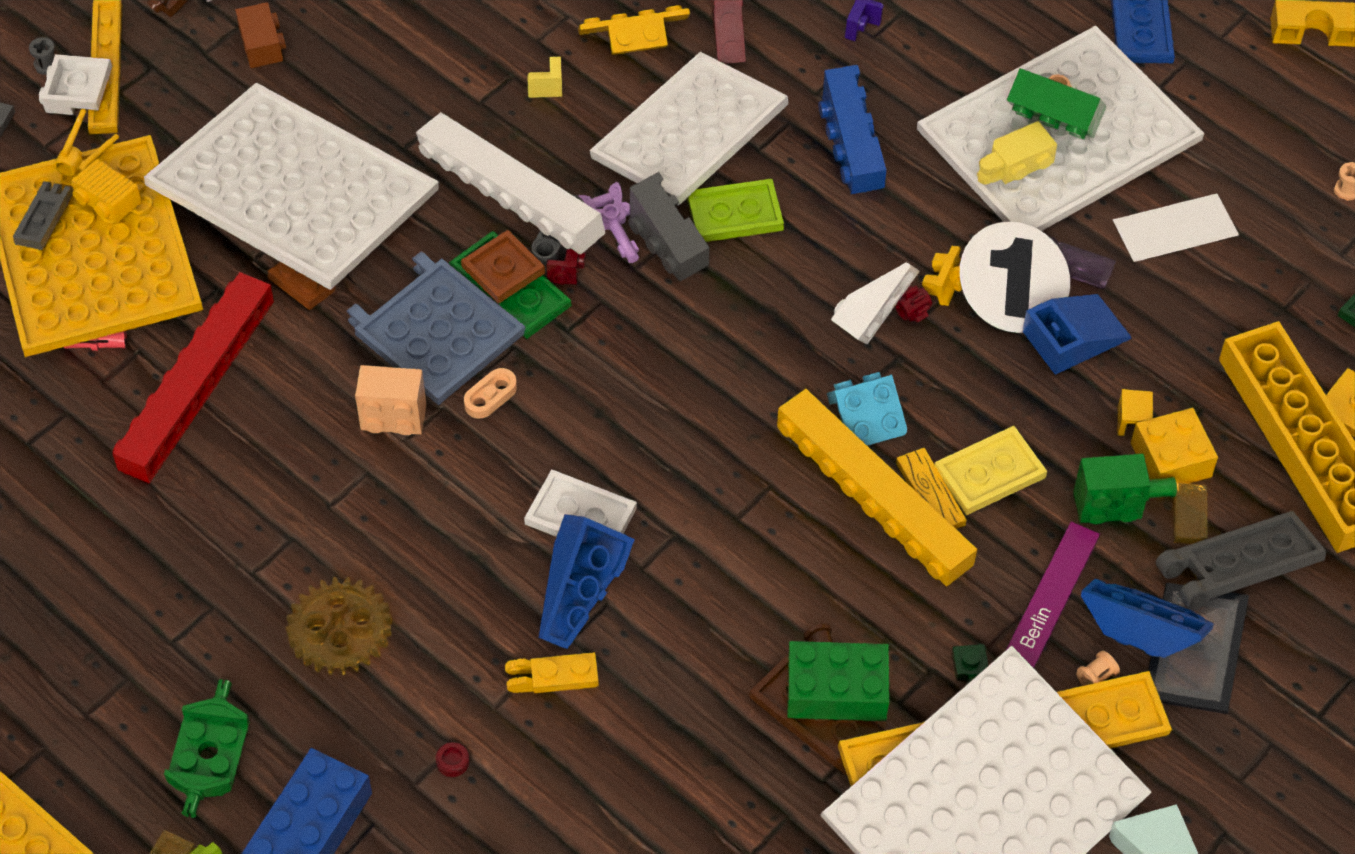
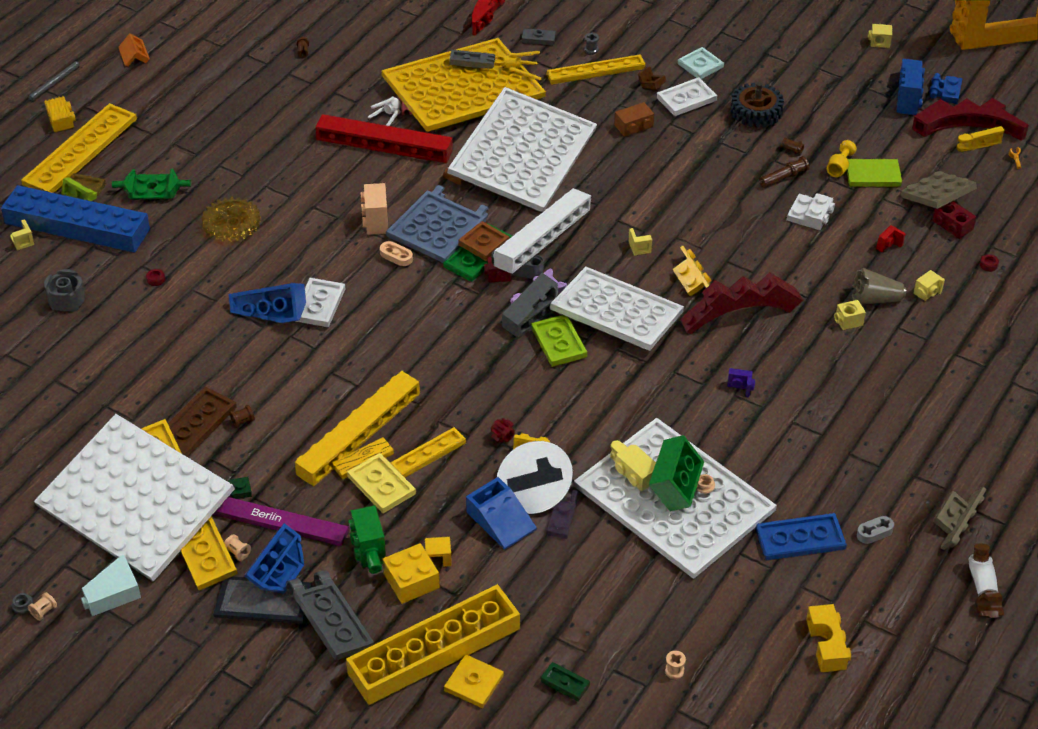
camera: 80 degrees right, 10 degrees down
(74, 84) = (572, 55): white plate -> none
(106, 191) = (492, 77): yellow brick -> none
(111, 357) = (391, 106): none -> white plant
(553, 673) = (213, 309): yellow hinge -> none
(838, 681) = (208, 416): green brick -> none
(852, 130) = (636, 384): blue wedge -> none
(869, 306) = (489, 404): white slope -> none
(870, 408) = (415, 417): medium azure bracket -> none
(931, 405) = (429, 452): none -> yellow tile
(1175, 227) = (611, 571): white sticker -> none
(1190, 513) = (367, 591): clear yellow tile -> none

